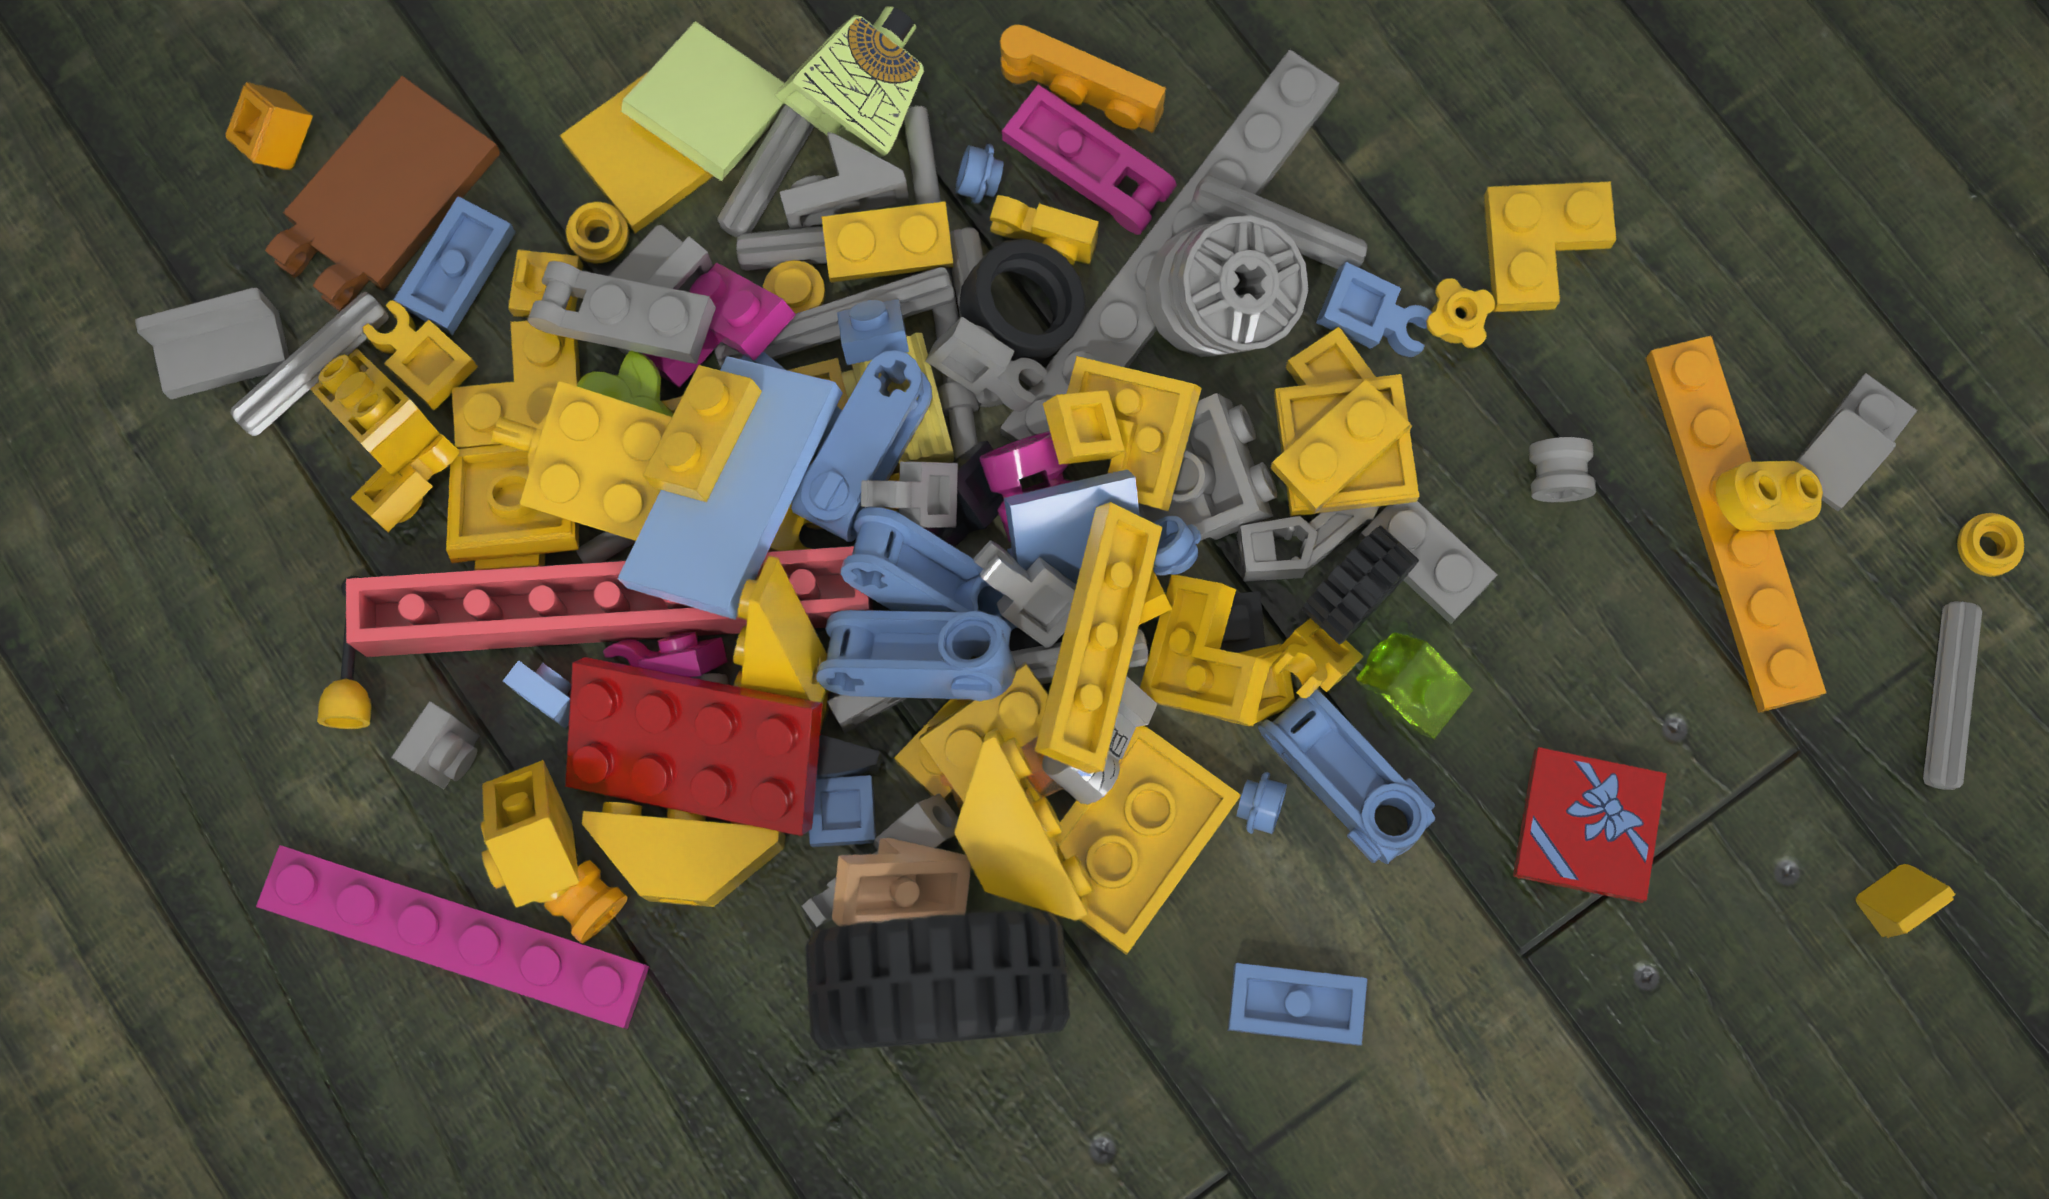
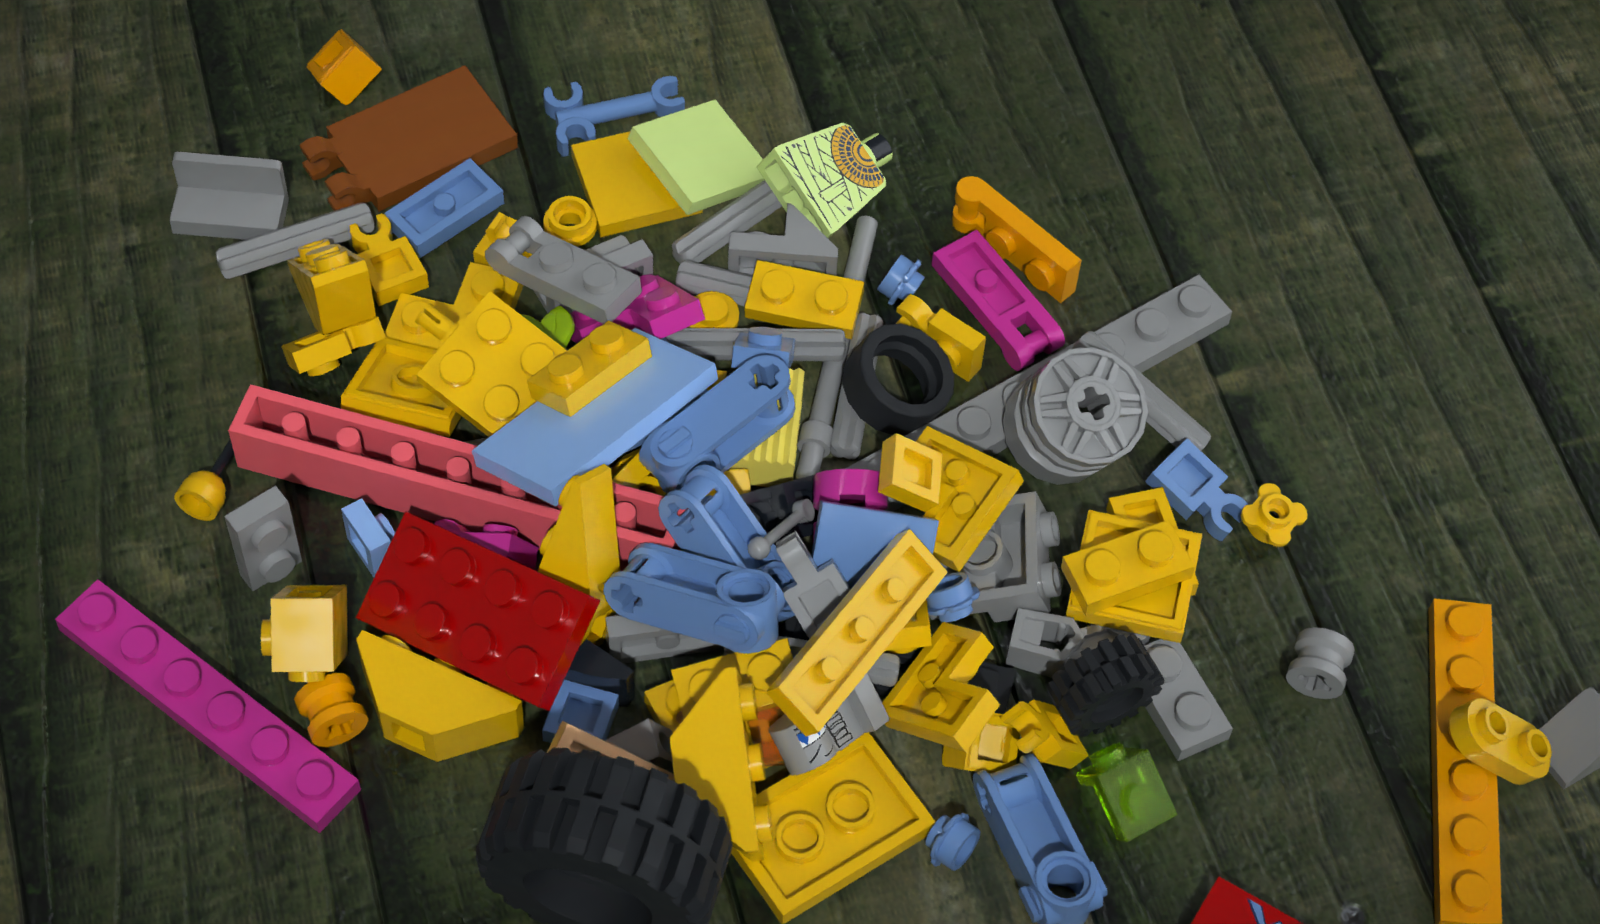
camera: 15 degrees right, 20 degrees down
(550, 97) = (578, 120): none -> medium blue bar
(922, 494) = (754, 474): light grey plate -> none
(981, 361) = (842, 405): light grey plate -> none
(981, 499) = (802, 512): none -> light grey hinge
(1531, 224) = (1366, 471): yellow plate -> none

